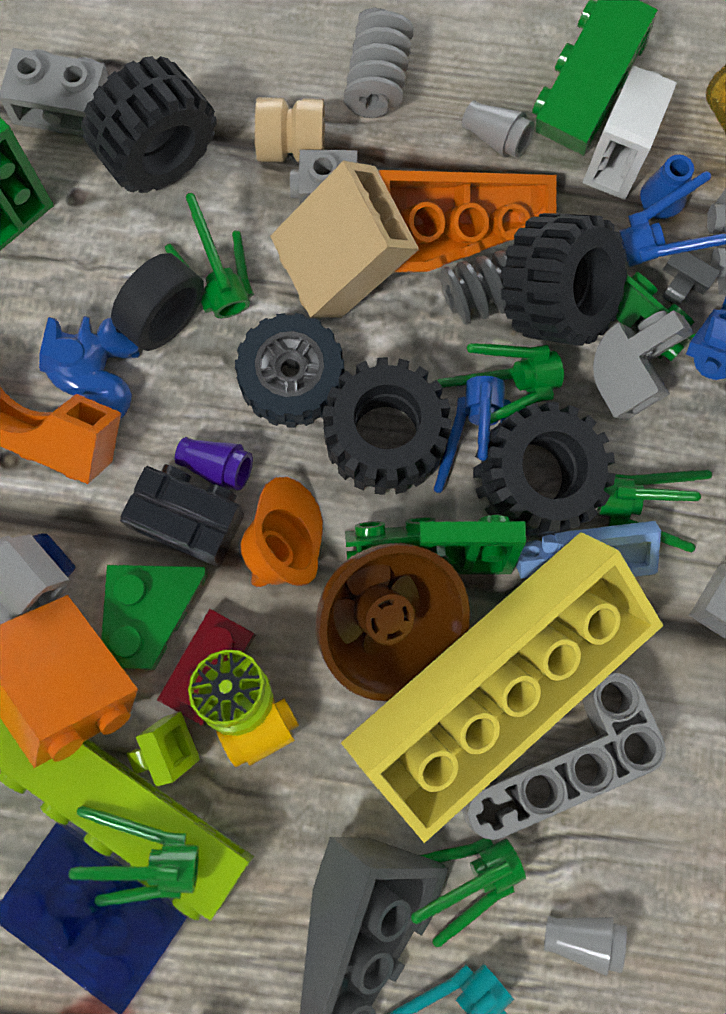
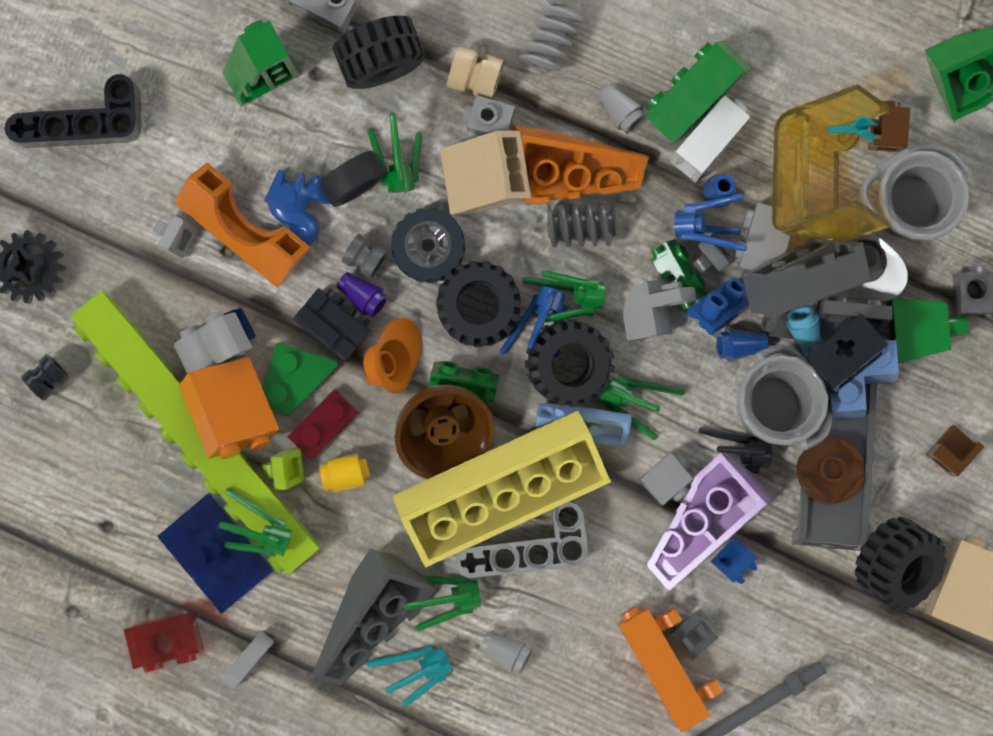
camera: 20 degrees right, 10 degrees up
(199, 407) = (362, 255): none -> dark grey wheel
(232, 694) = (335, 447): lime wheel -> none
(477, 547) = (515, 401): green wing -> none
(564, 278) = (621, 241): black tyre -> none

